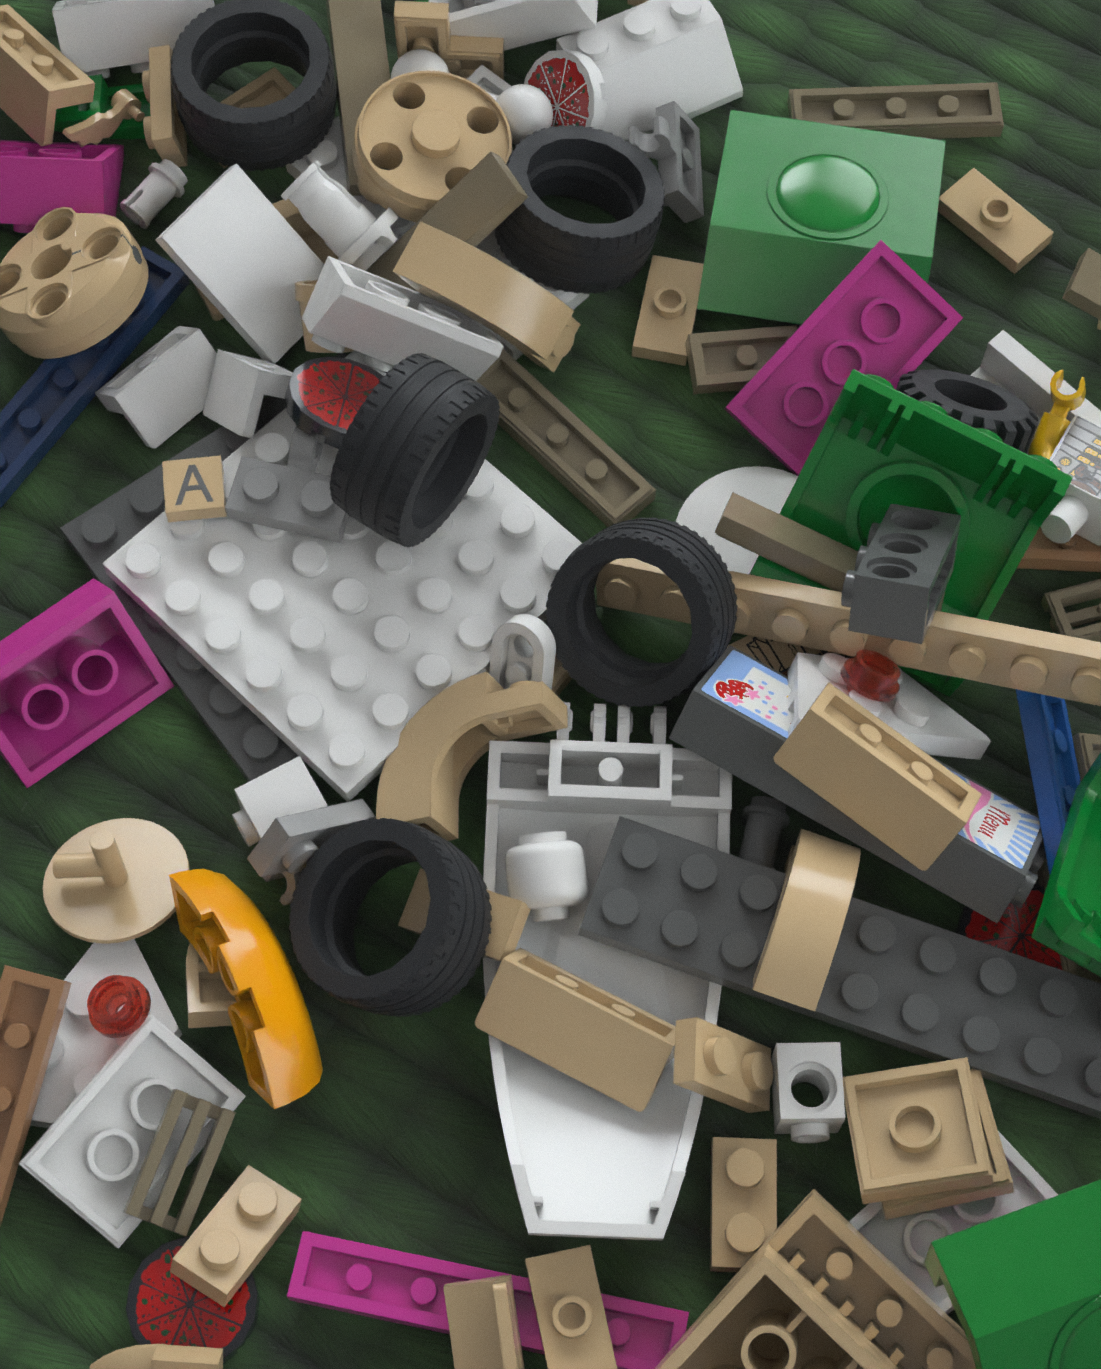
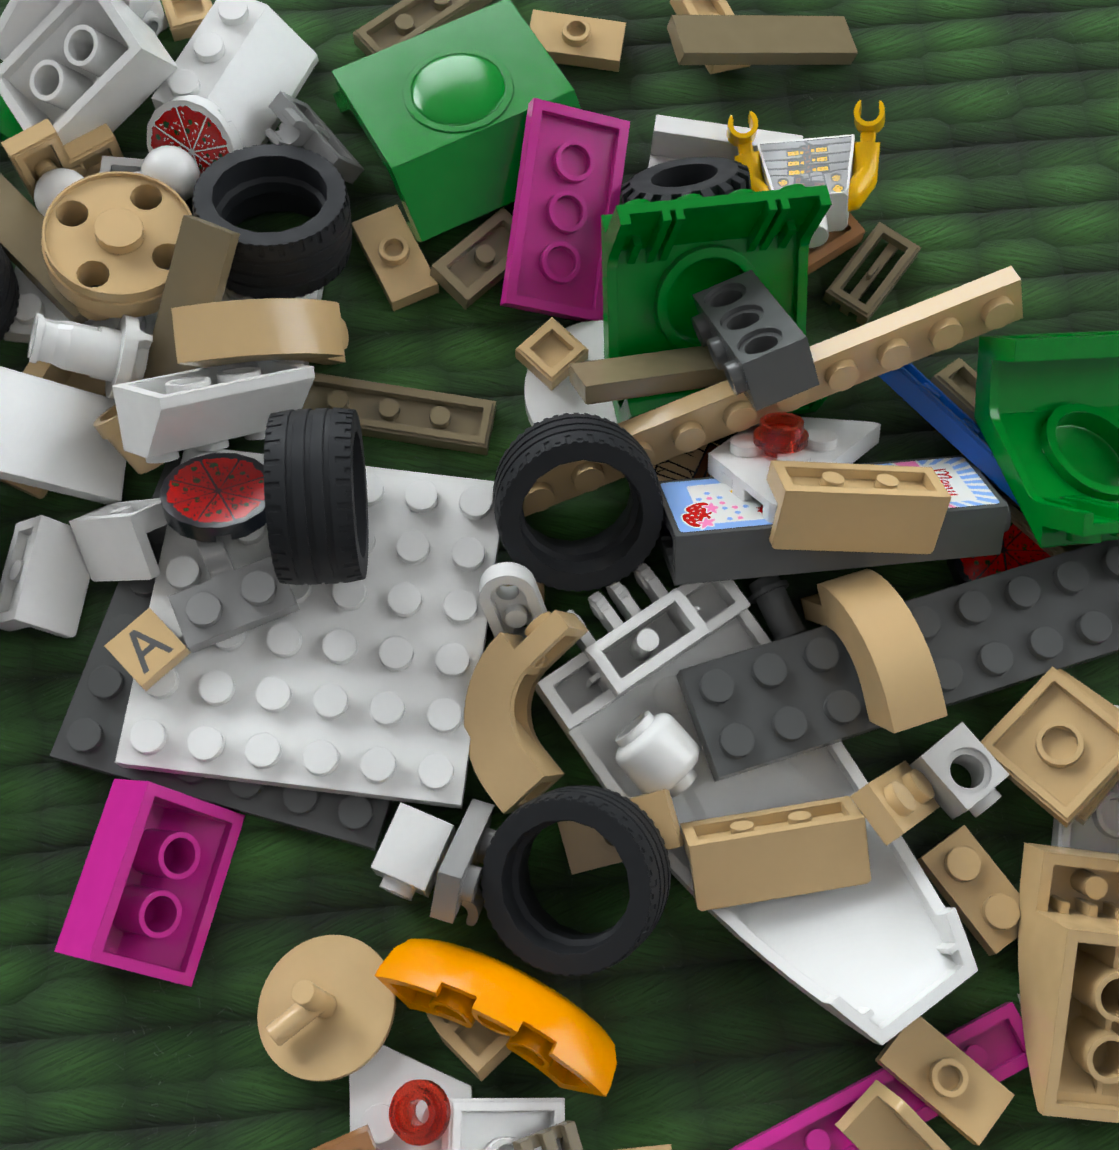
camera: 40 degrees left, 5 degrees up
(738, 473) = (550, 353): none -> tan tile

